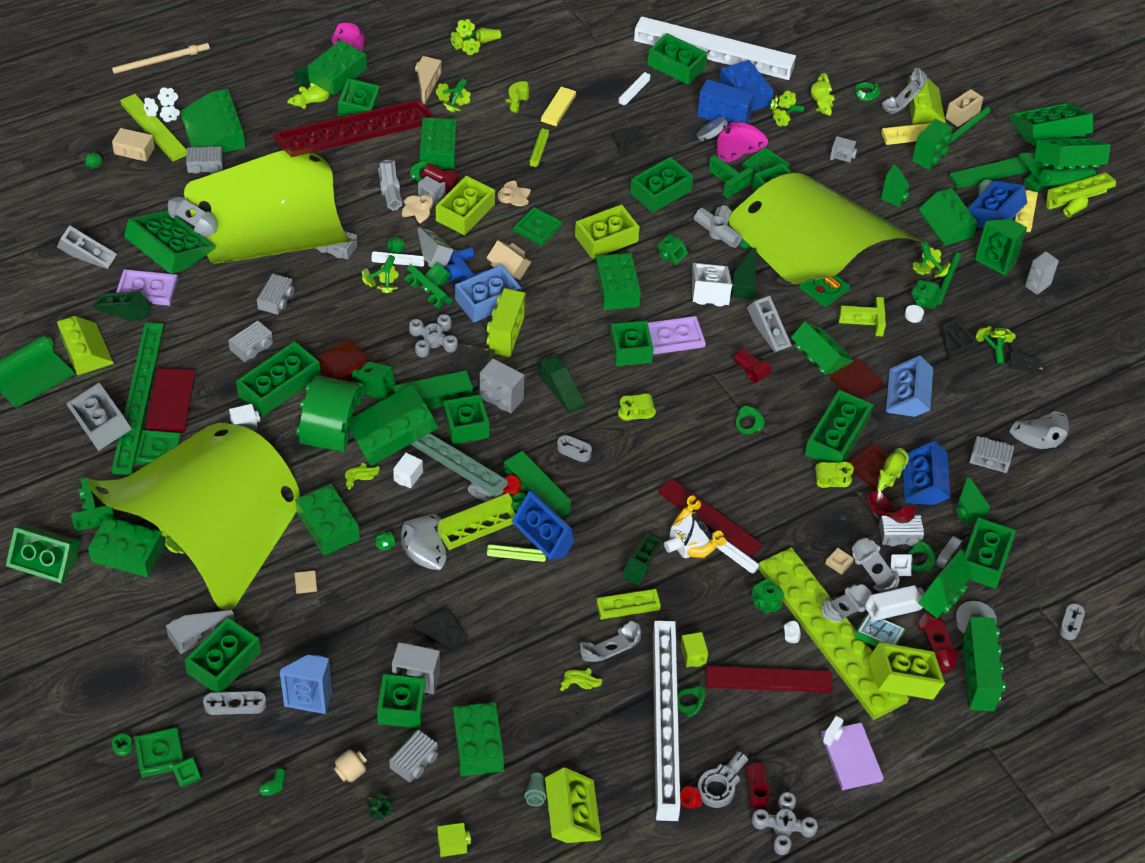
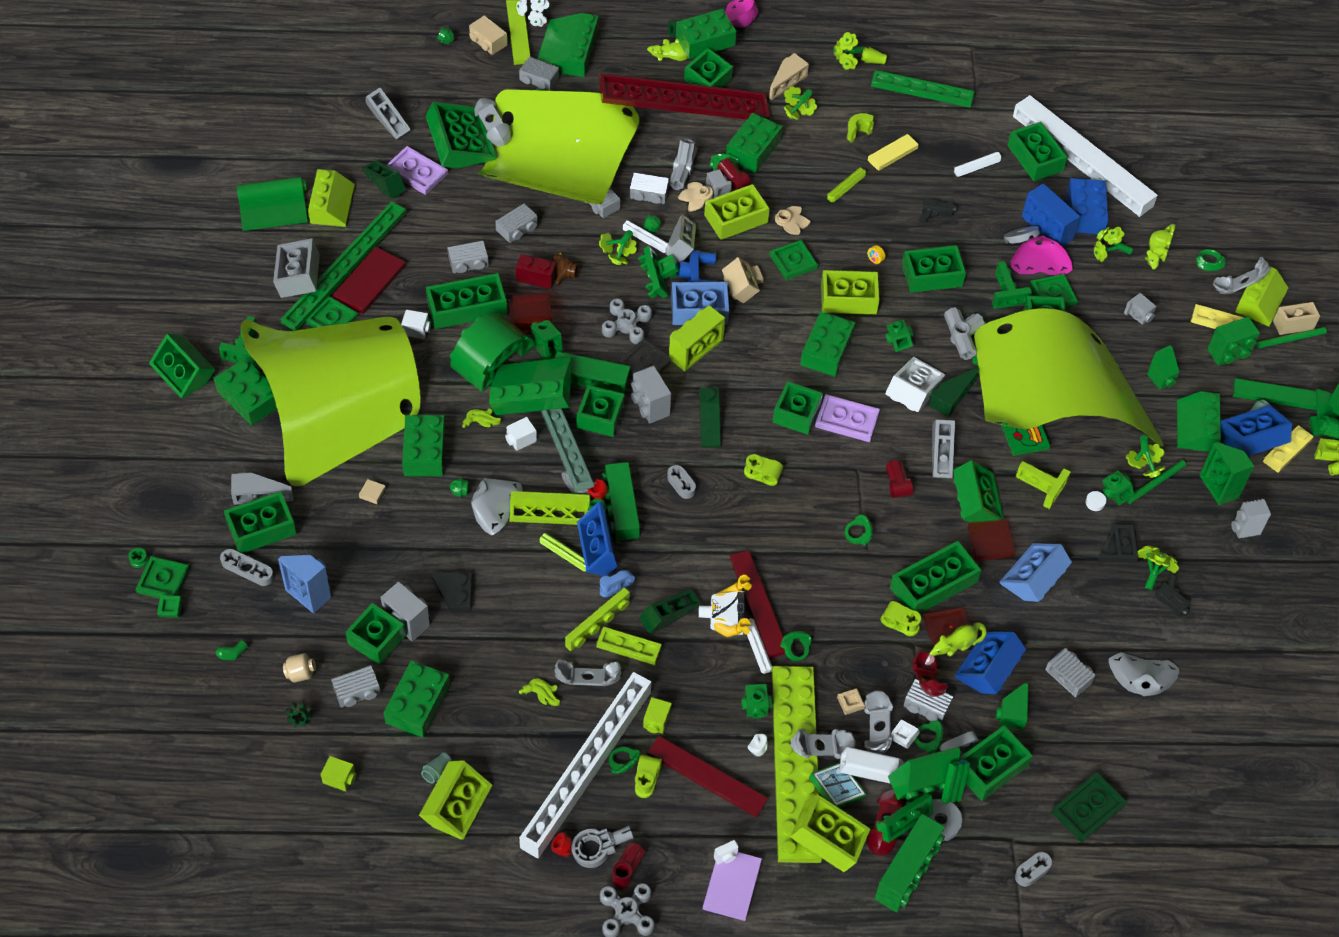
camera: 30 degrees right, 5 degrees up
(322, 327) = (535, 271): none -> dark red brick
(345, 314) = (565, 268): none -> reddish brown animal
(373, 217) = (649, 188): none -> brick
(547, 45) = (922, 88): none -> green plate
(580, 558) = (615, 583): none -> medium blue plate
(585, 603) = (593, 623): none -> lime plate
(605, 193) = (876, 254): none -> yellow tile
(720, 703) = (647, 773): none -> lime piece
(758, 536) = (787, 641): none -> green piece
(955, 629) = (905, 818): none -> green plate
(971, 580) = (955, 781): none -> green tile
(1079, 552) = (1089, 807): none -> dark green plate

